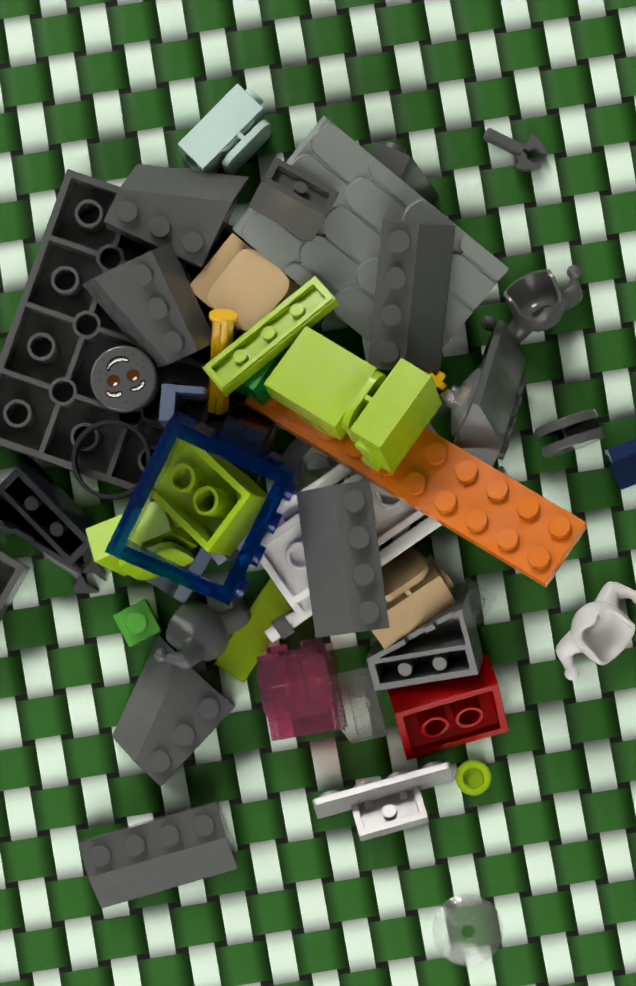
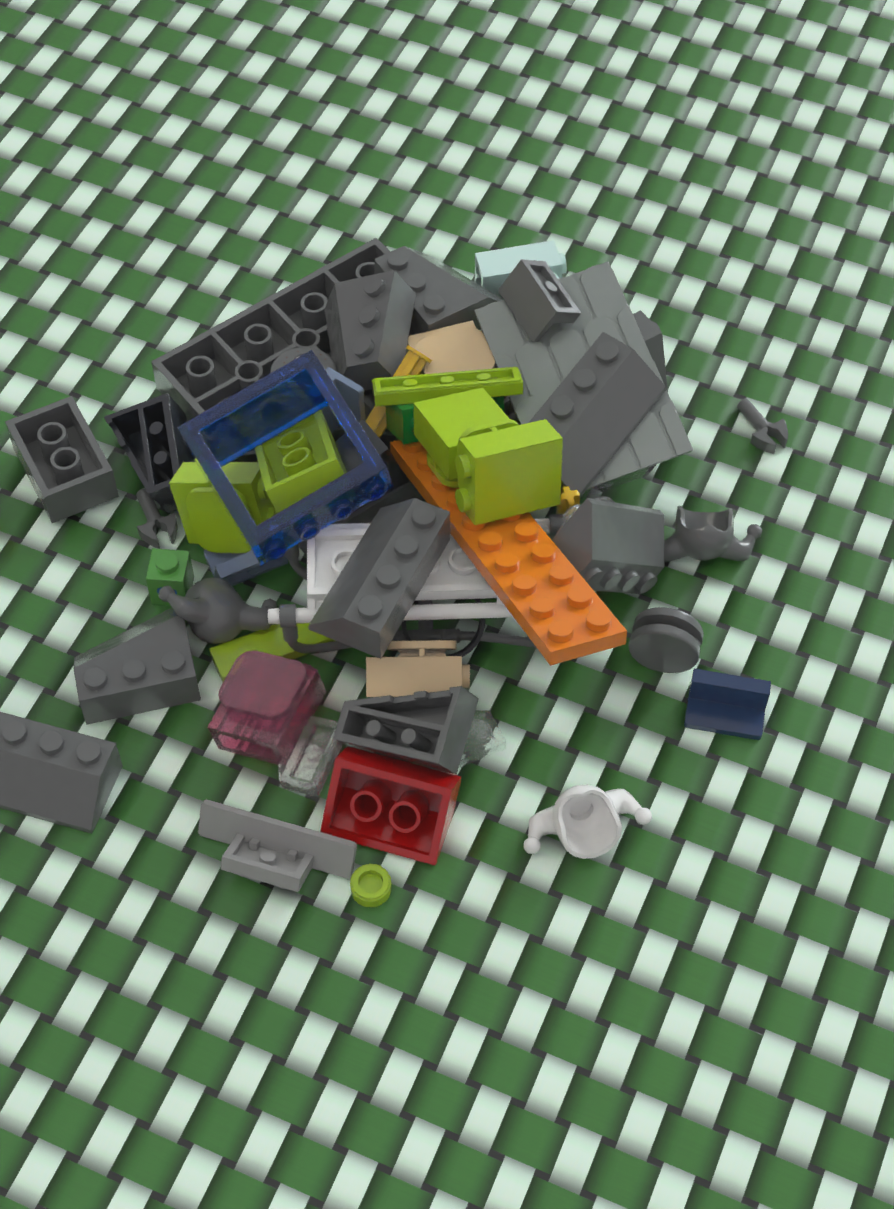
camera: 30 degrees right, 30 degrees down
(463, 911) = (264, 1043): clear dish -> none

